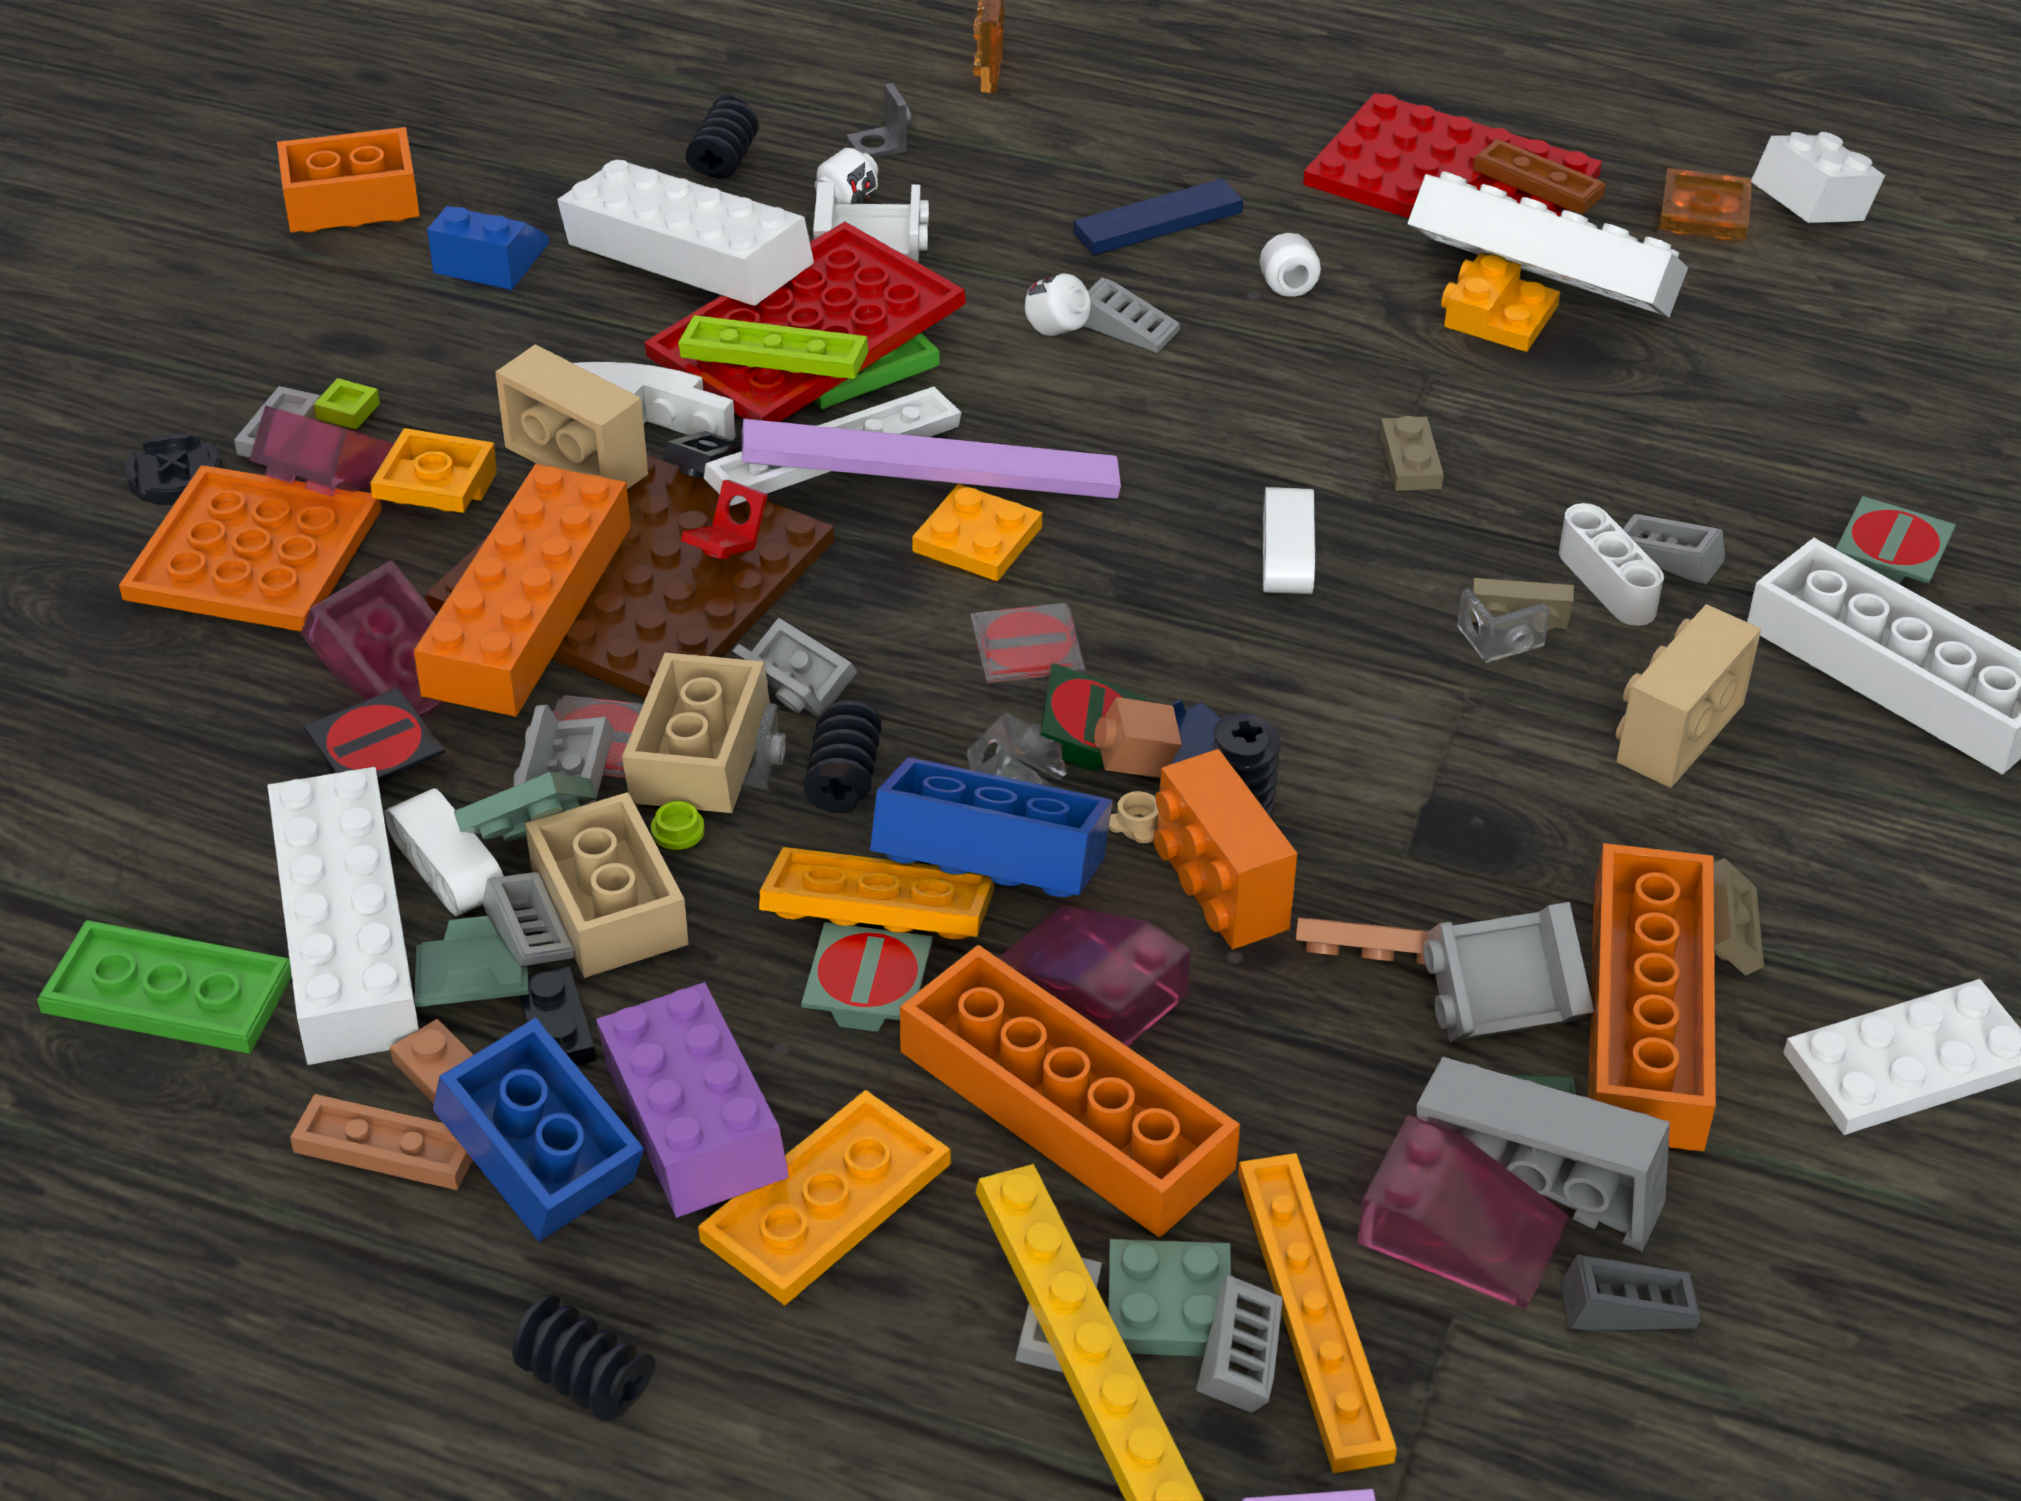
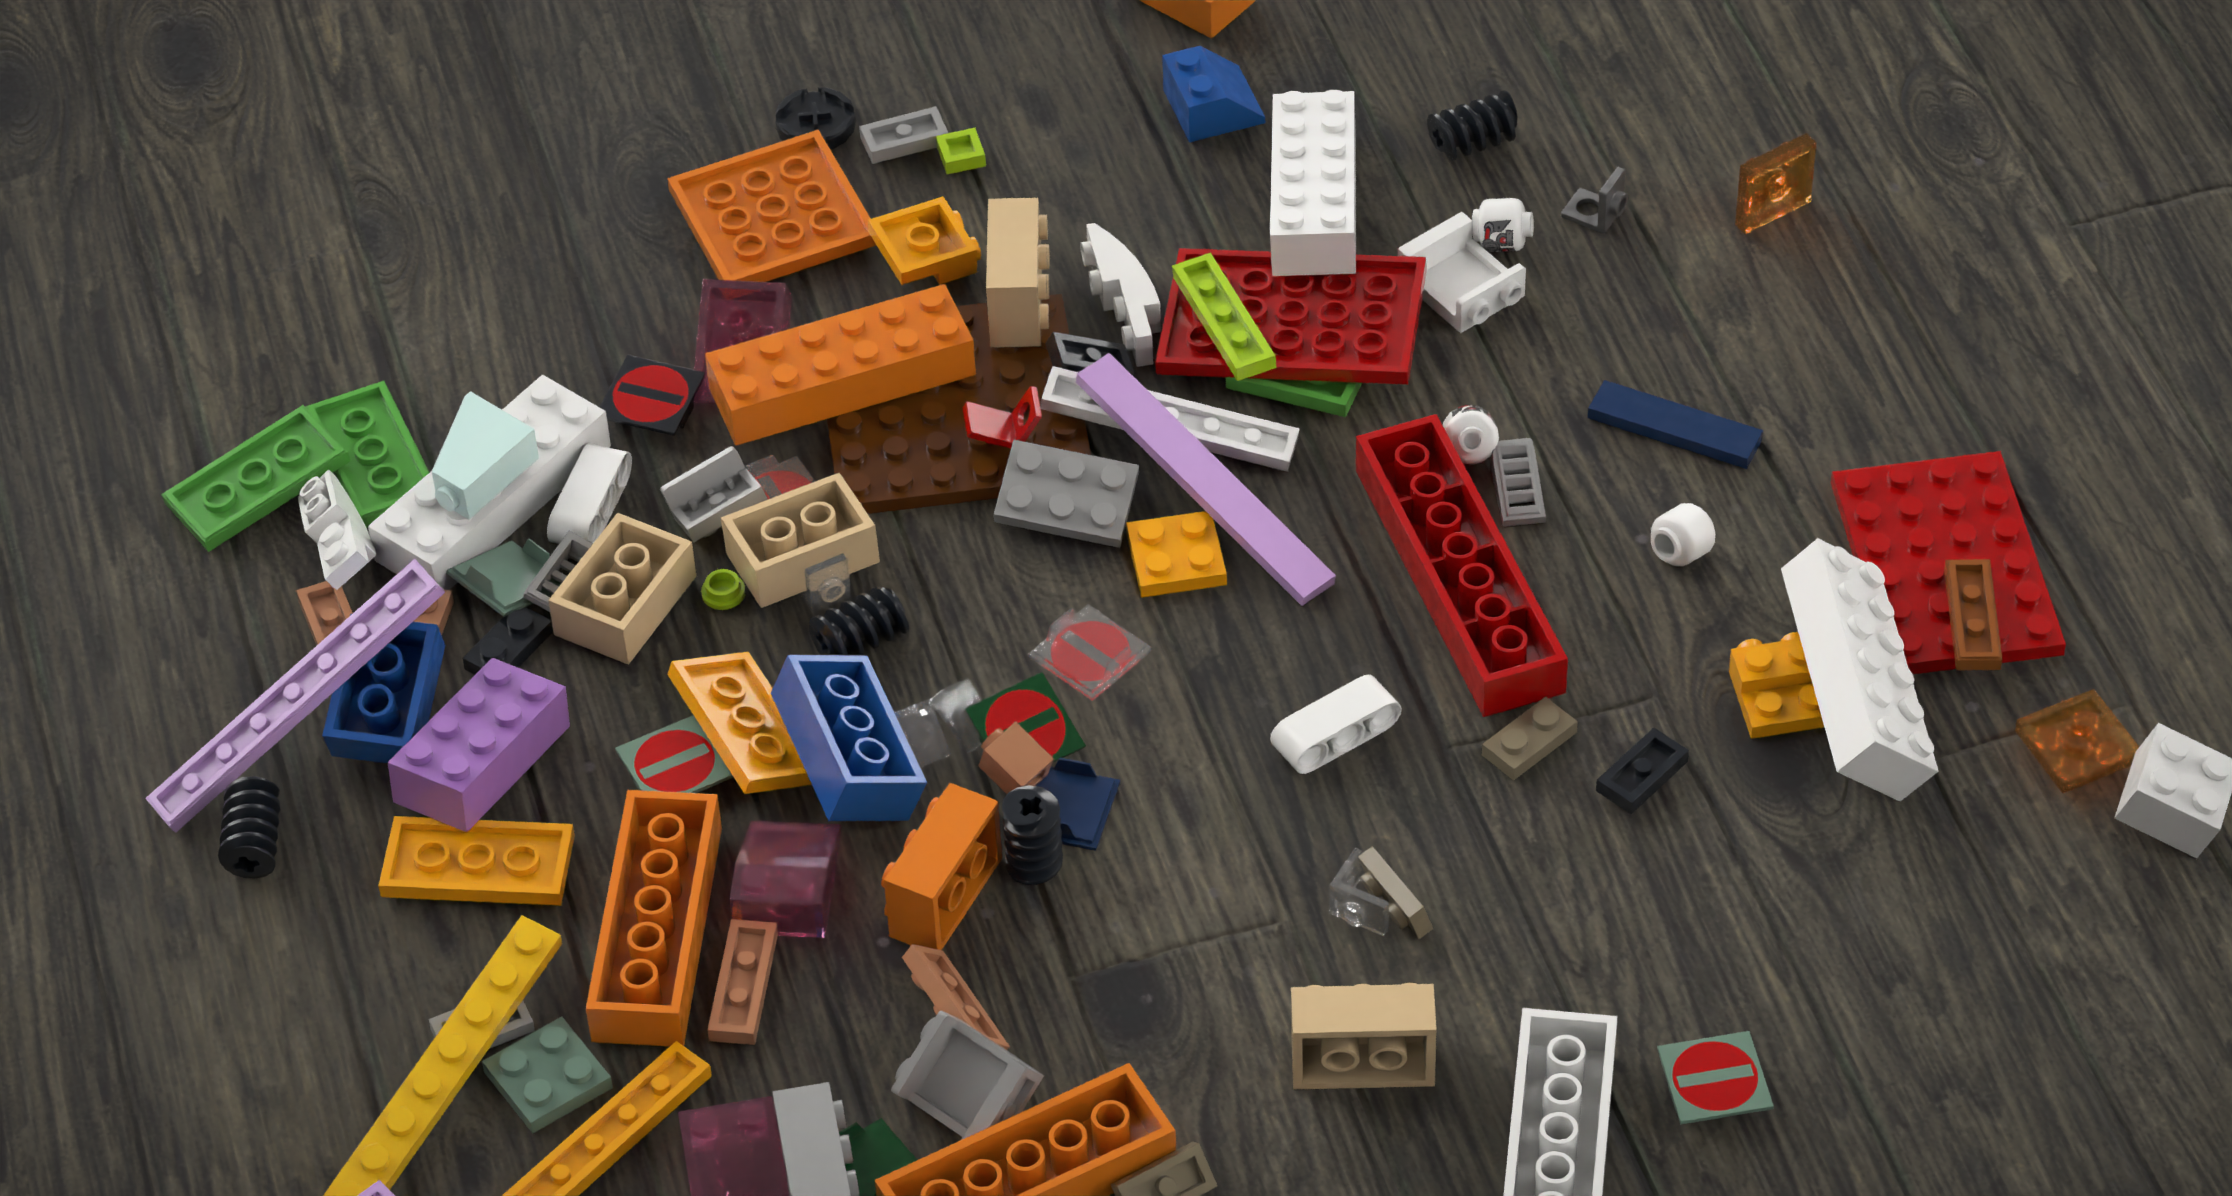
camera: 55 degrees right, 5 degrees up
(83, 1092) = (255, 478): none -> bright green tile
(256, 1057) = (336, 528): none -> white slope
(316, 451) = (879, 173): clear pink slope -> none
(335, 868) = (481, 456): none -> light aqua slope
(474, 1205) = (294, 695): none -> lavender tile
(535, 799) = (638, 505): sand green plate -> none
(799, 668) = (921, 548): light grey bracket -> none
(840, 549) = (1066, 493): none -> light grey plate
(1197, 379) = (1461, 565): none -> red brick
(1206, 1072) = (742, 982): none -> nougat plate
(1216, 1378) = (503, 1116): light grey slope -> none
(1517, 412) = (1642, 770): none -> black plate
(1611, 564) = (1500, 921): white beam -> none
(1678, 546) = (1574, 952): light grey slope -> none

